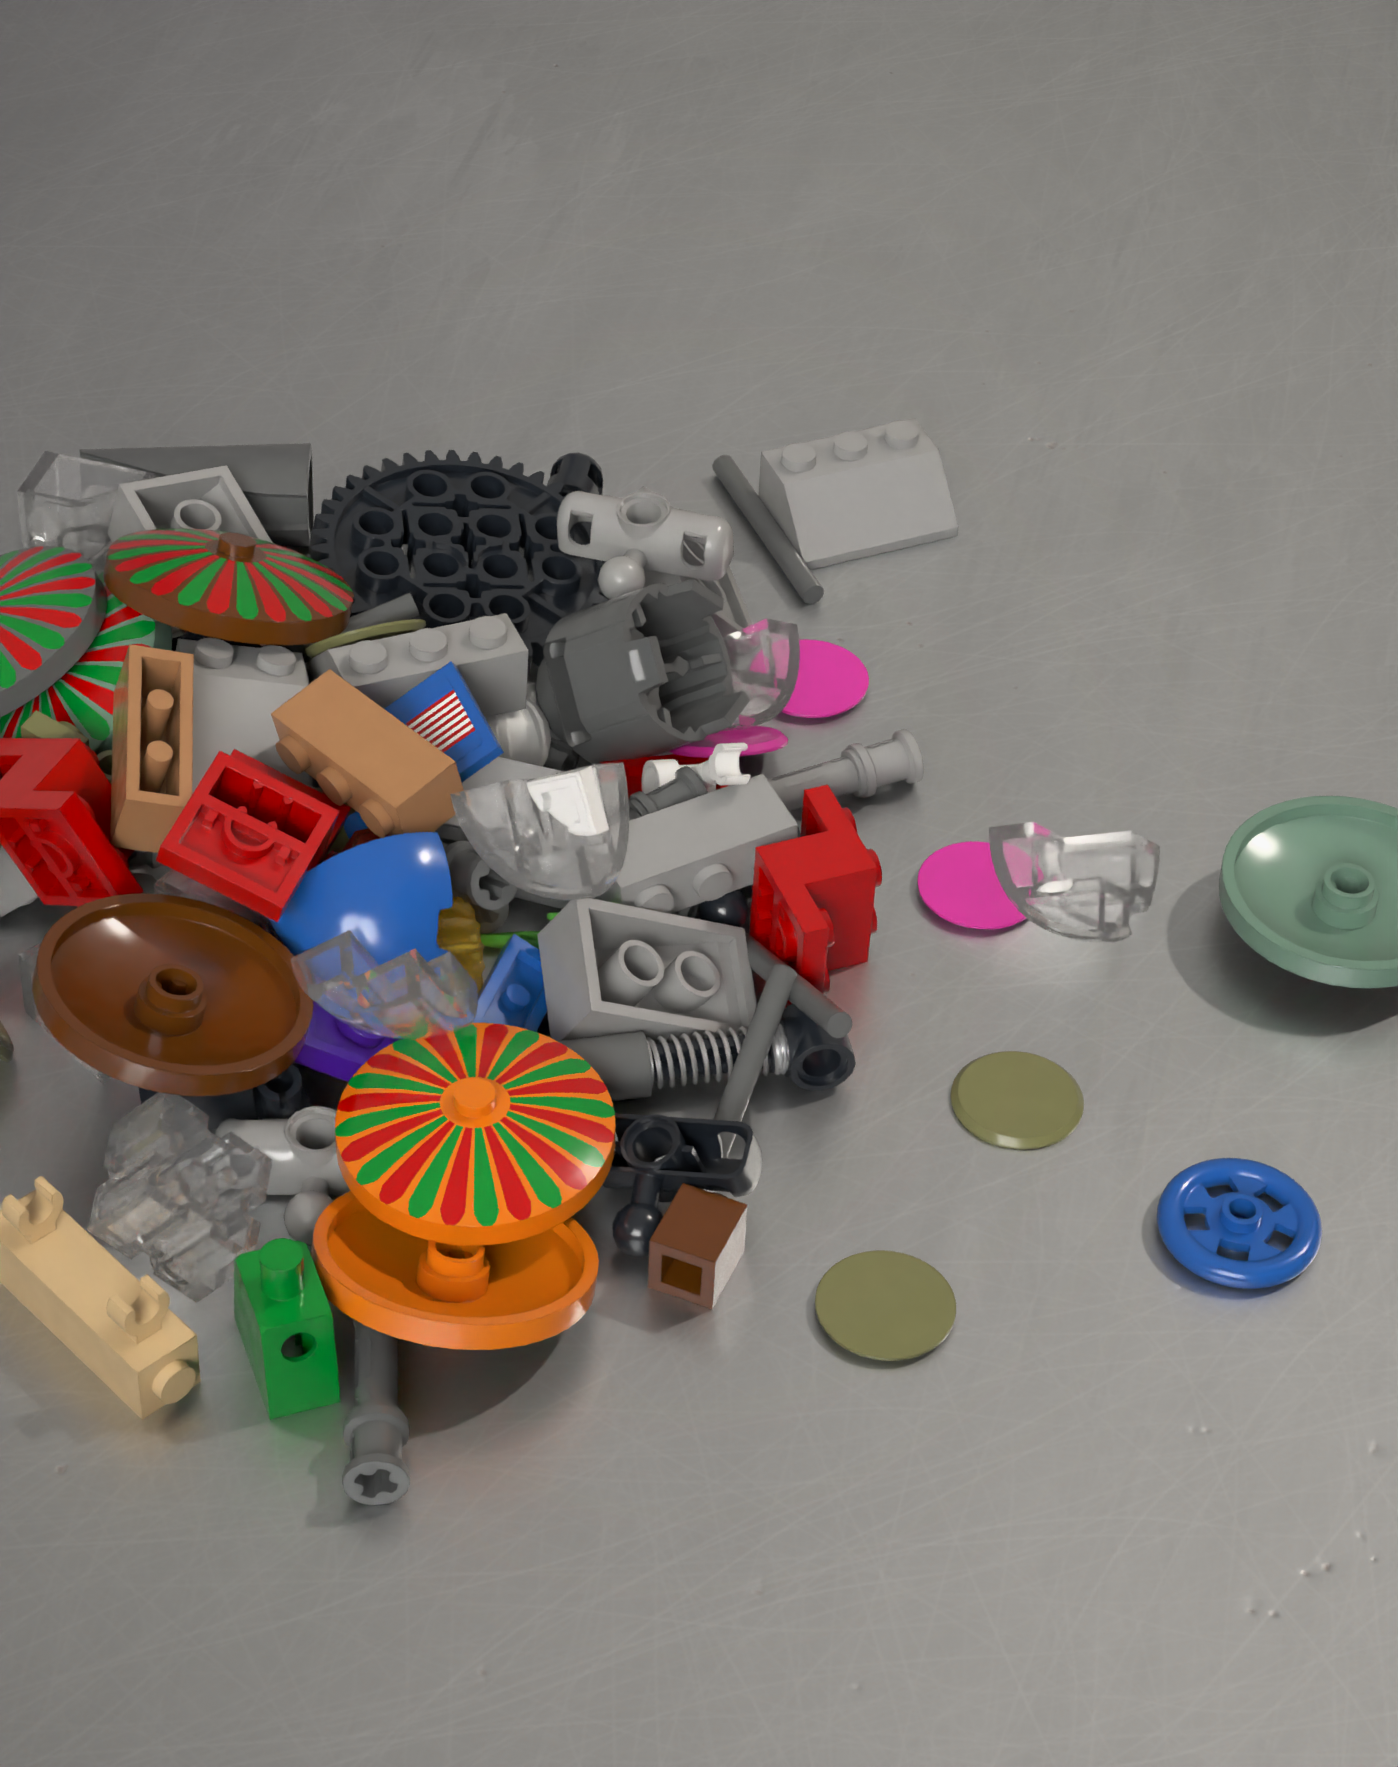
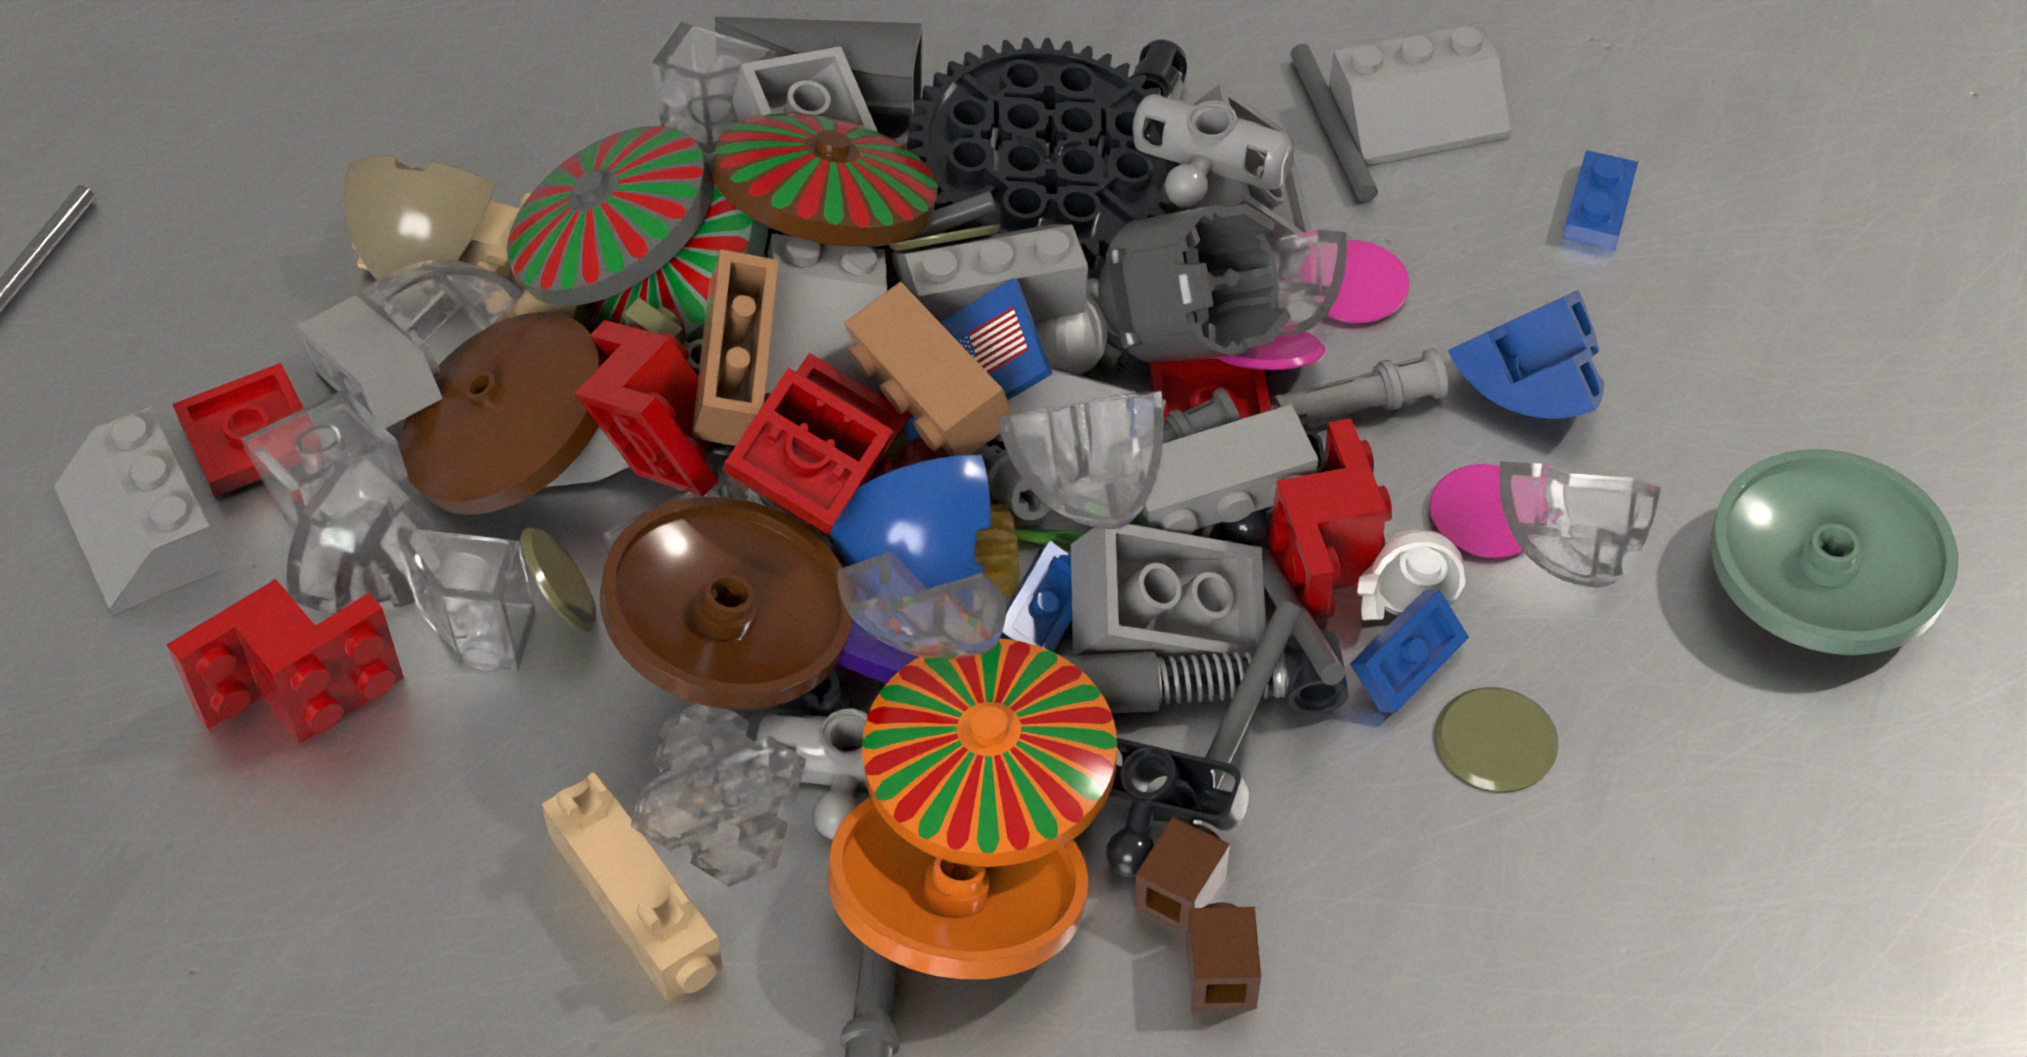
camera: 10 degrees right, 10 degrees up
(280, 1297) = (799, 919): green torso -> none
(571, 800) = (1108, 429): white tile -> none
(720, 769) = (1248, 395): white brick -> none
(752, 1320) = (1223, 957): none -> reddish brown brick
(885, 1305) = (1349, 947): olive piece -> none
(910, 944) = (1406, 568): none -> white piece
(914, 1017) = (1409, 651): none -> blue plate
(1013, 736) = (1537, 361): none -> blue brick
(1061, 587) = (1600, 200): none -> blue plate
(1248, 1180) = (1703, 844): blue plate -> none

